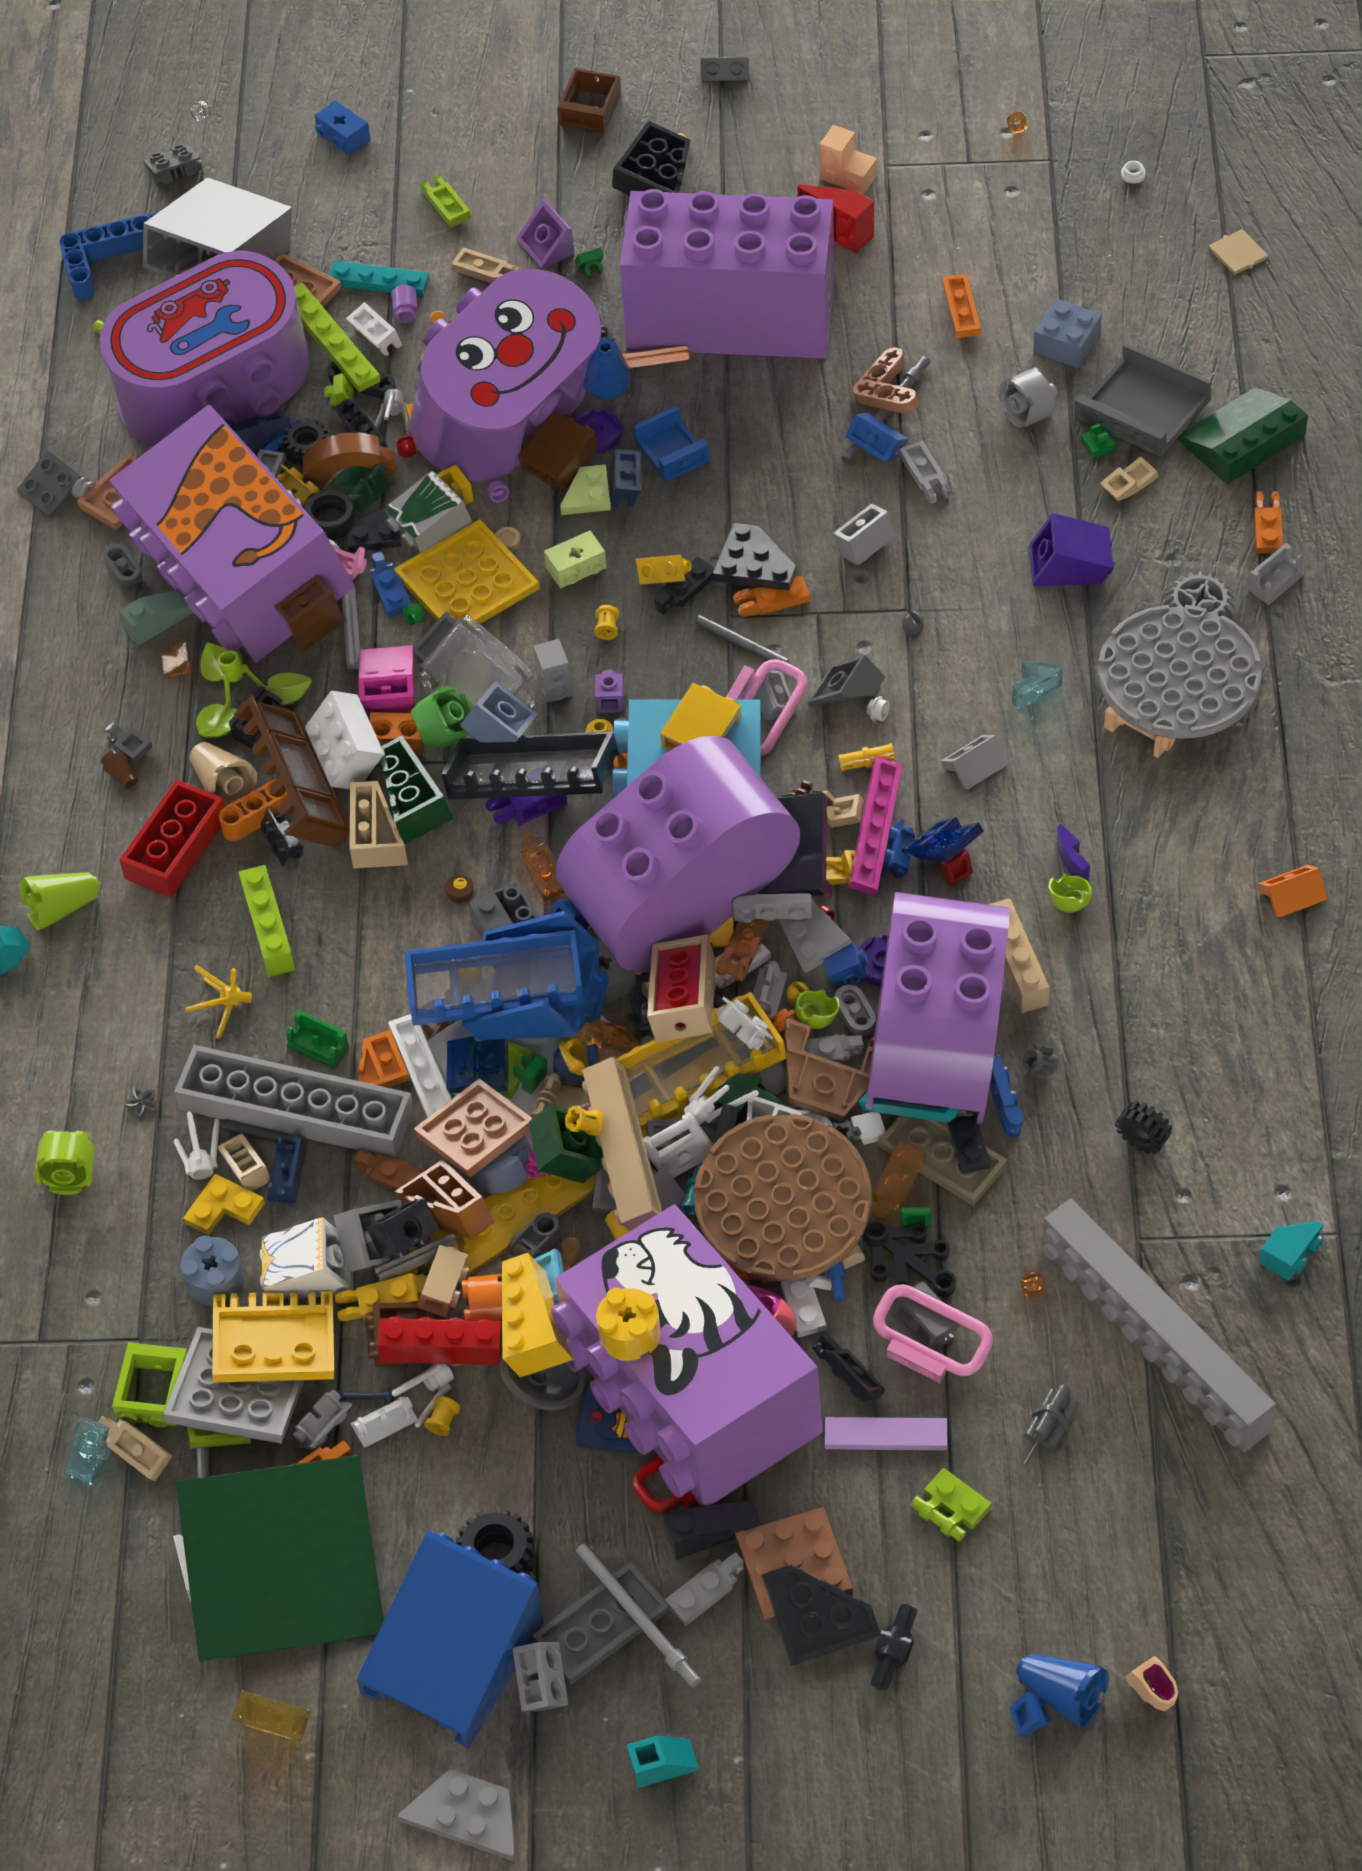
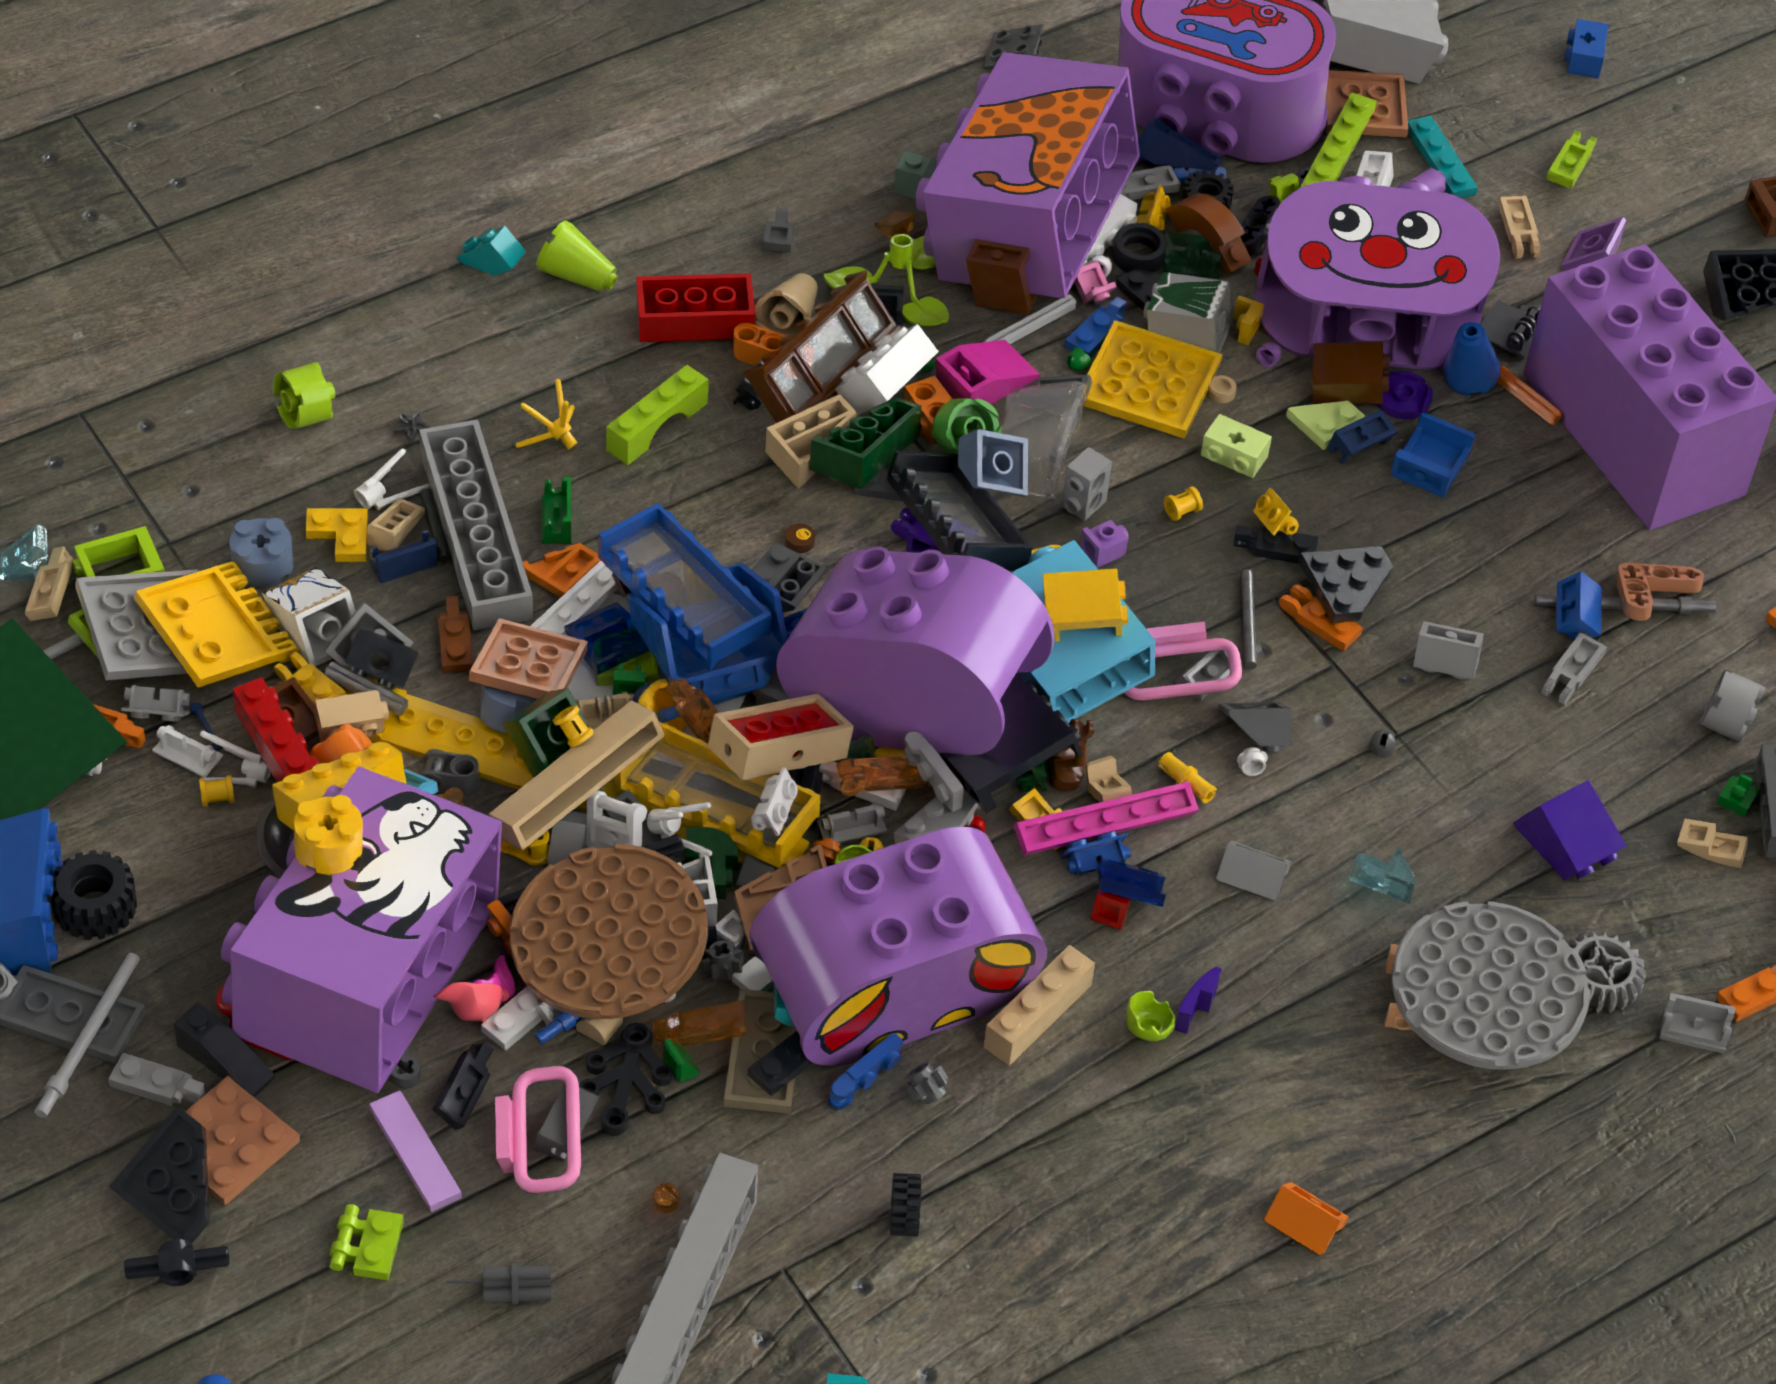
camera: 50 degrees right, 5 degrees down
(118, 767) = (748, 236): reddish brown cone -> none
(450, 1199) = (439, 680): dark orange wedge -> none

